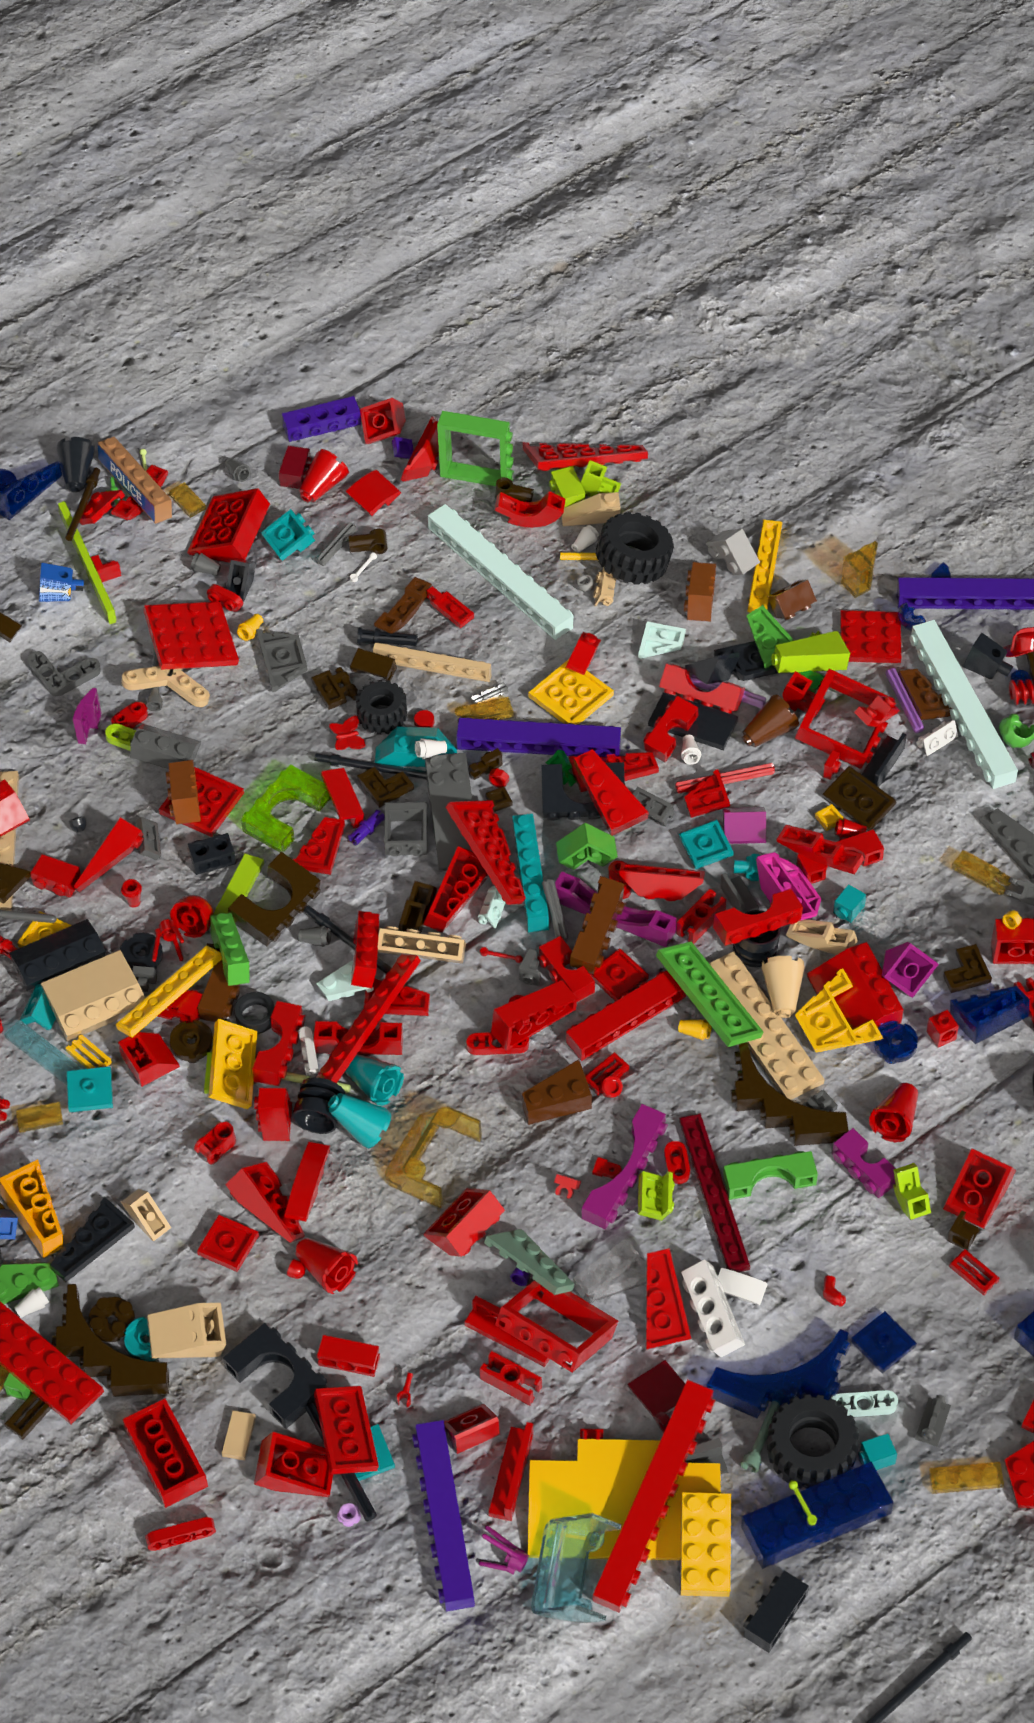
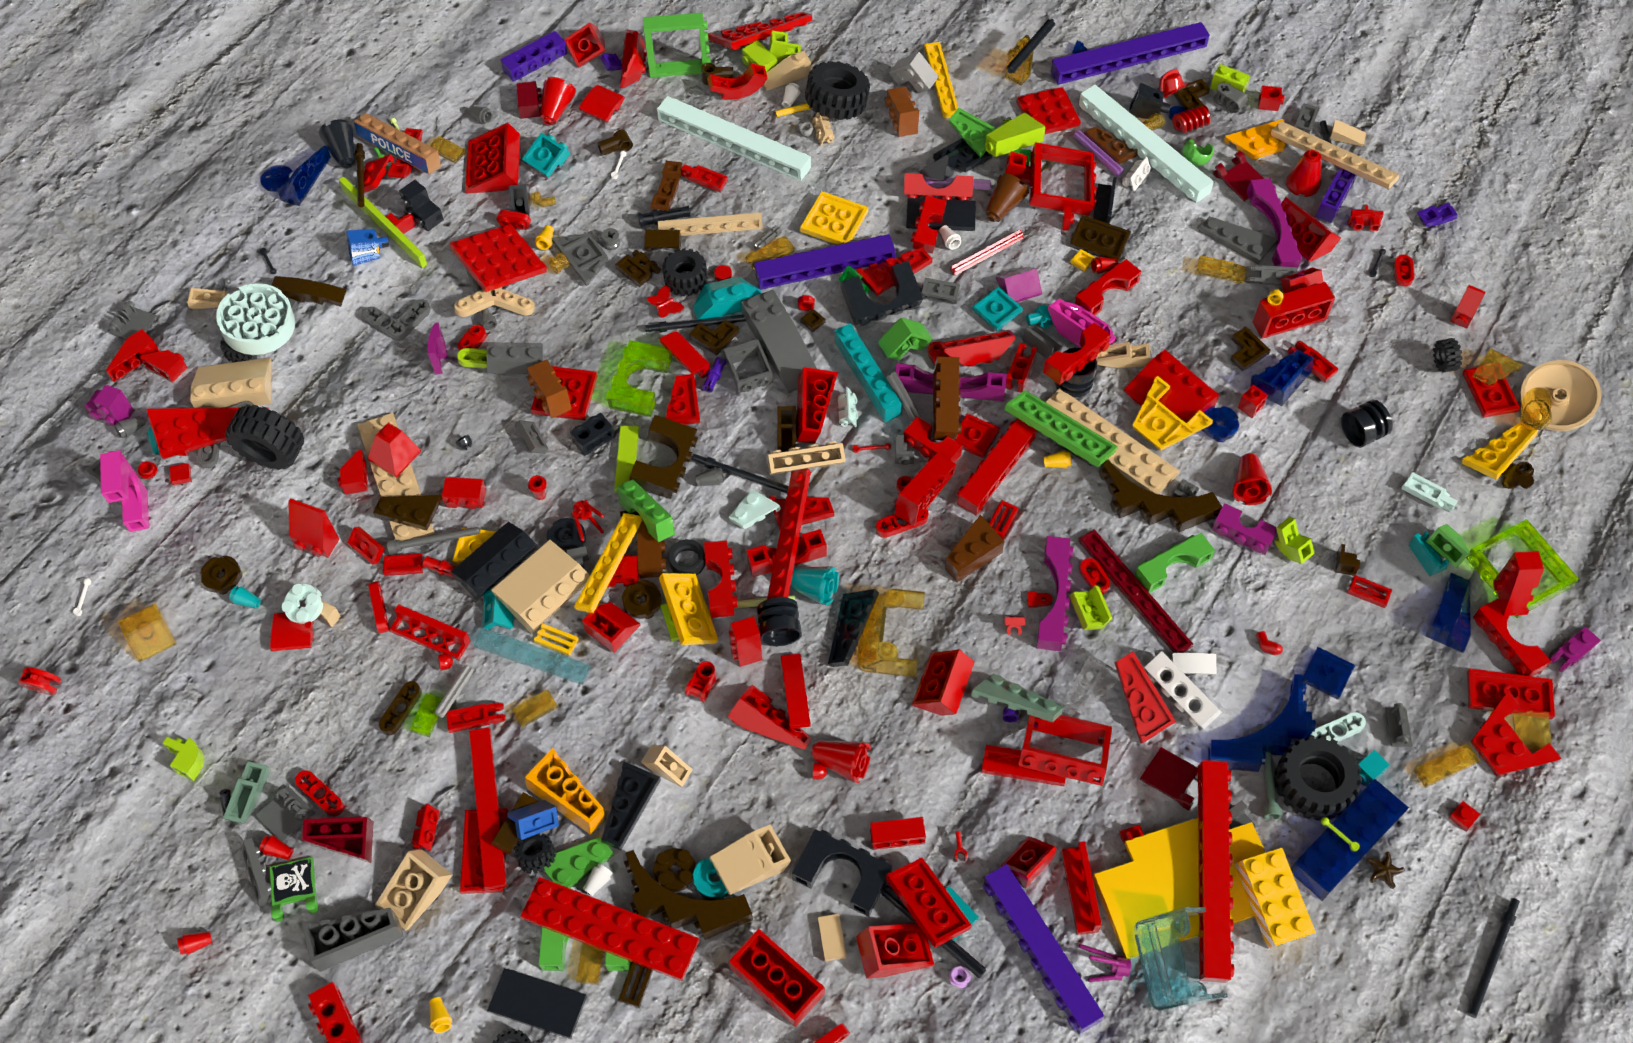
camera: 20 degrees left, 5 degrees up
(89, 1089) = (571, 670): teal plate -> none
(117, 846) = (509, 452): red wedge -> none
(130, 556) = (417, 203): none -> black brick
(192, 915) = (599, 491): red cylinder -> none
(204, 564) = (485, 197): dark grey cone -> none
(228, 1243) = (749, 767): red plate -> none
(252, 659) = (558, 263): none -> clear yellow wheel
(263, 585) = (542, 202): none -> clear yellow arm
(308, 1051) = (750, 579): white hinge -> none
(319, 648) = (608, 243): none -> dark grey wheel
(338, 541) = (588, 152): dark grey axle -> none
(360, 1118) = (822, 622): teal cone -> none
(366, 949) = (767, 484): red arch -> none
(404, 1120) = (850, 624): none -> black wing
(427, 748) = (743, 293): white cone -> none
(488, 762) = (793, 291): dark brown plate -> none
(488, 843) = (827, 359): red wing -> none
(513, 1387) = (1050, 800): red piece -> none
(583, 653) = (832, 183): red slope -> none
(611, 1086) = (1012, 529): red tile -> none
(612, 799) = (907, 289): red wedge -> none
(660, 639) = (887, 157): light aqua wing -> none
(708, 796) = (982, 270): red wing -> none
(775, 1611) = (1354, 935): black brick -> none
(783, 983) = (1113, 402): tan cone -> none
(792, 599) = (977, 97): reddish brown brick -> none
(815, 847) = (1089, 285): red slope -> none
(841, 1559) = (1384, 870): none -> dark brown animal
(849, 903) = (1132, 323): teal brick -> none
(872, 556) = (1030, 46): none -> black axle
(878, 712) = (1088, 164): red slope -> none
(907, 967) = (1206, 359): magenta slope -> none
(908, 618) = (1072, 88): clear blue hair -> none
(958, 1534) = (1464, 816): none -> red plate
(979, 1188) = (1343, 521): red slope -> none
(985, 682) = (1155, 121): none -> clear yellow cone

